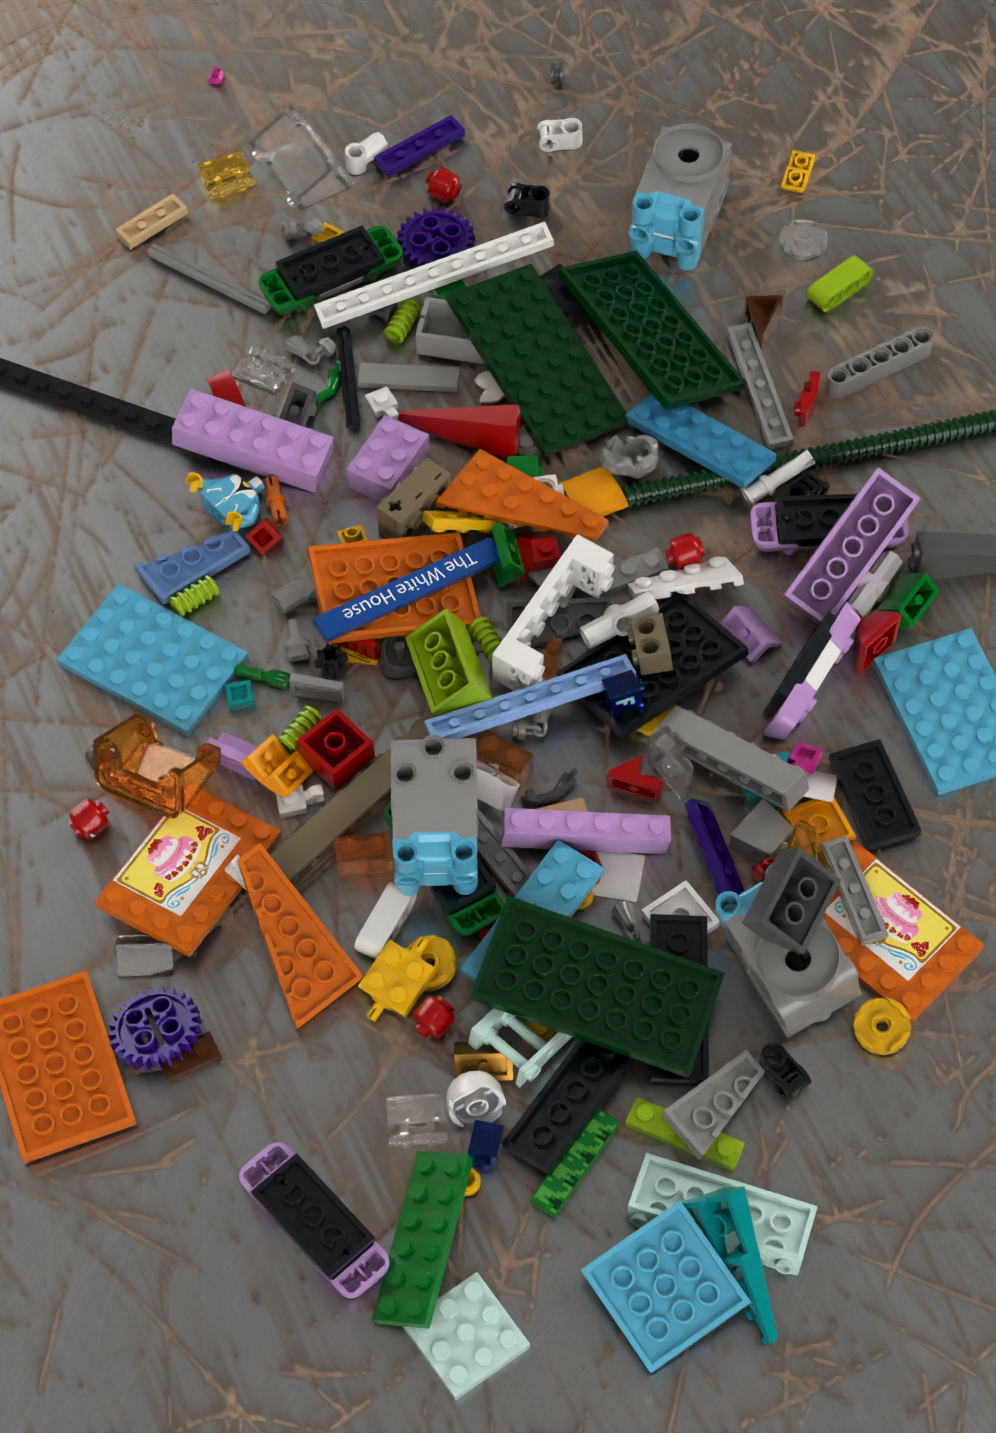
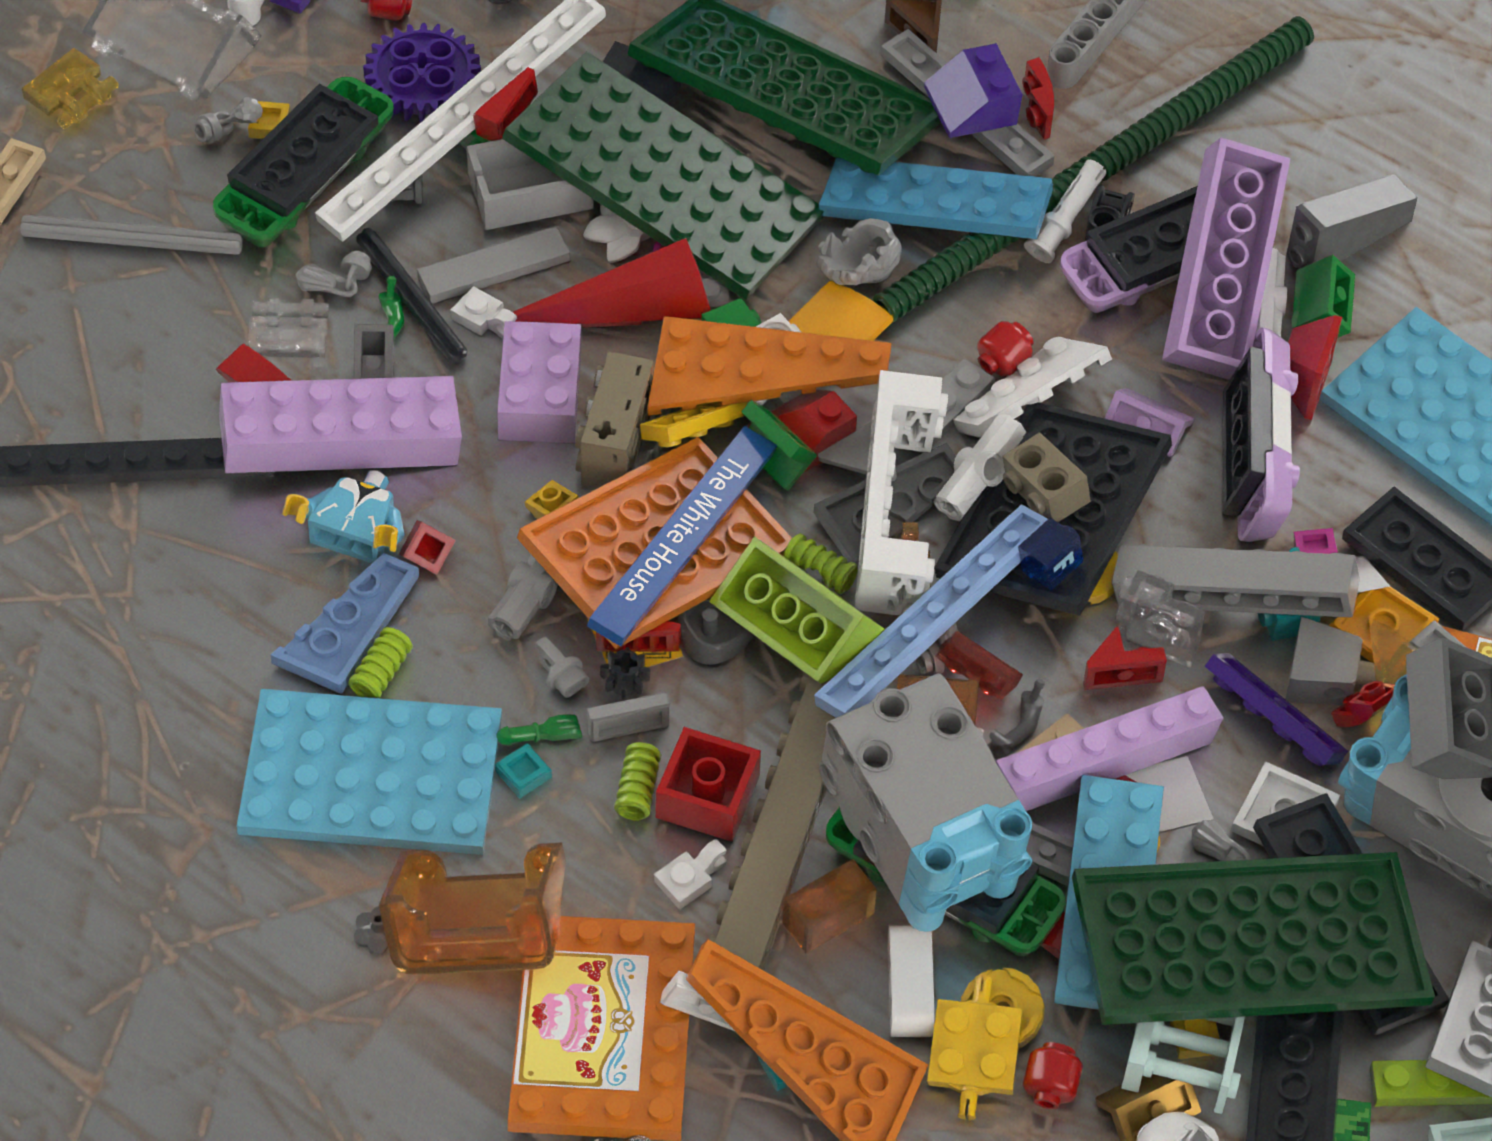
camera: 30 degrees left, 5 degrees down
(88, 818) = (420, 1019): red head -> none
(233, 752) = (585, 849): lavender panel -> none
(275, 501) = (414, 495): orange pin -> none
(276, 767) = (646, 843): light orange slope -> none
(402, 320) = (442, 193): lime piece -> none
(462, 278) = (505, 106): none -> red slope
(547, 752) = (976, 663): none -> clear red plate
(762, 379) = (975, 92): none -> dark purple slope

